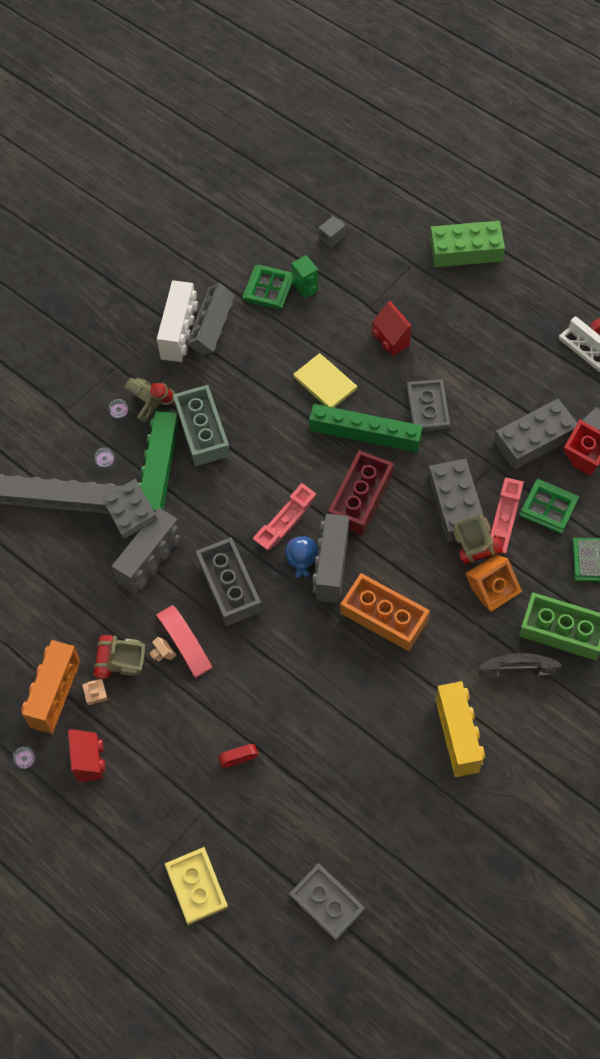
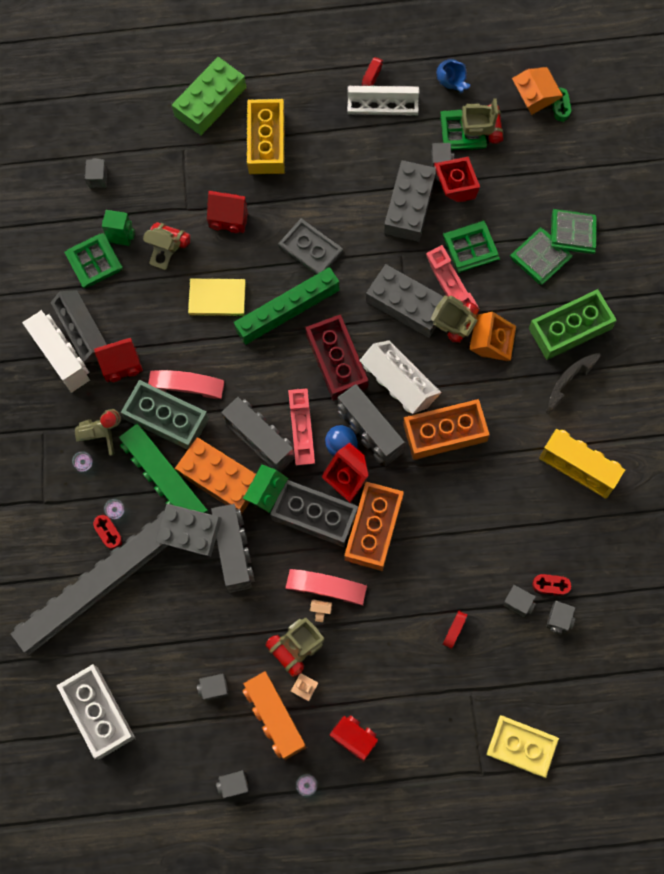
camera: 45 degrees left, 10 degrees up
(36, 631) = (213, 687): none -> dark grey brick
(87, 468) = (104, 534): none -> red beam
(193, 497) = (216, 474): none -> orange brick
(211, 362) = (118, 360): none -> red slope
(211, 530) = (265, 488): none -> green brick
(241, 419) = (187, 382): none -> coral slope
(248, 493) = (258, 434): none -> dark grey brick
(259, 628) = (374, 526): none -> orange brick
(279, 570) = (347, 471): none -> red slope
(305, 782) = (519, 601): none -> dark grey brick
(323, 824) = (561, 618): none -> dark grey brick
(327, 902) = (616, 666): dark grey tile -> none
(330, 311) = (165, 239): none -> olive piece
(347, 792) = (551, 590): none -> red beam
(390, 544) = (399, 377): none -> white brick
(476, 302) = (265, 136): none -> yellow brick

